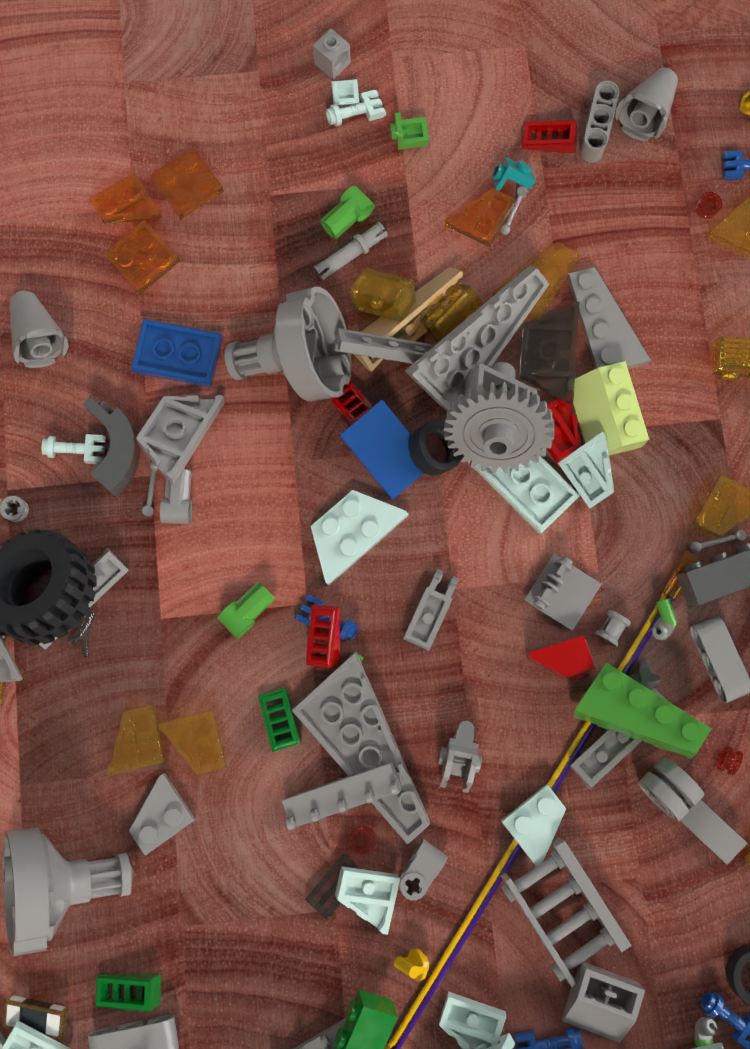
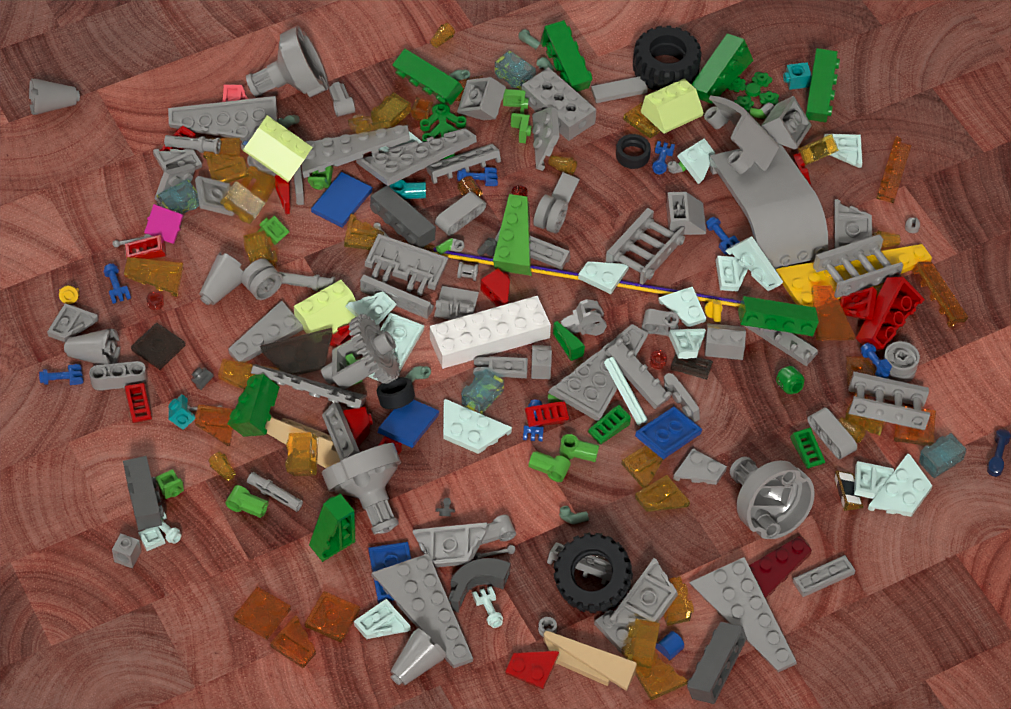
camera: 115 degrees left, 25 degrees down
(110, 311) = (381, 621): none -> light aqua wing
(120, 368) = (423, 600): none -> light grey wing
(158, 607) = (570, 517): none -> sand green arm
(229, 796) = (668, 432): none -> blue tile
(236, 448) = (444, 510): none -> dark grey plate
(245, 1022) = (790, 380): none -> green head
(252, 293) = (334, 528): none -> green wedge
(253, 662) = (577, 448): none -> bright green piece
(283, 842) = (681, 396): none -> light grey hinge
(320, 765) = (625, 391): none -> light aqua axle
(357, 957) = (725, 341): none -> light grey slope
(398, 89) = (142, 493): none -> dark grey wedge
(398, 566) = (482, 391): none -> clear light blue brick
(400, 383) = (359, 423): none -> red slope
(413, 201) = (222, 466): none -> clear yellow cone
(424, 670) = (541, 362): none -> light grey slope
(431, 721) = (570, 344): none -> green slope
(437, 922) = (685, 305): none -> light aqua wing
(450, 311) = (299, 412): clear yellow brick -> none
(466, 493) = (418, 372): none -> sand green arm
(475, 254) = (254, 406): none -> green wedge
(493, 616) = (490, 332): none -> white brick
(561, 221) = (201, 377): none -> dark grey plate
(602, 511) = (401, 298): none -> light grey hinge
(629, 40) = (74, 375): none -> blue hinge
(633, 187) = (158, 346): none -> clear smoke tile
(658, 544) = (406, 261): none -> light grey hinge
(665, 414) = (316, 282): none -> light grey pin
(690, 339) = (261, 279): none -> light grey wheel
(706, 92) = (71, 322): none -> light grey wing
(709, 291) = (222, 279): none -> light grey cone

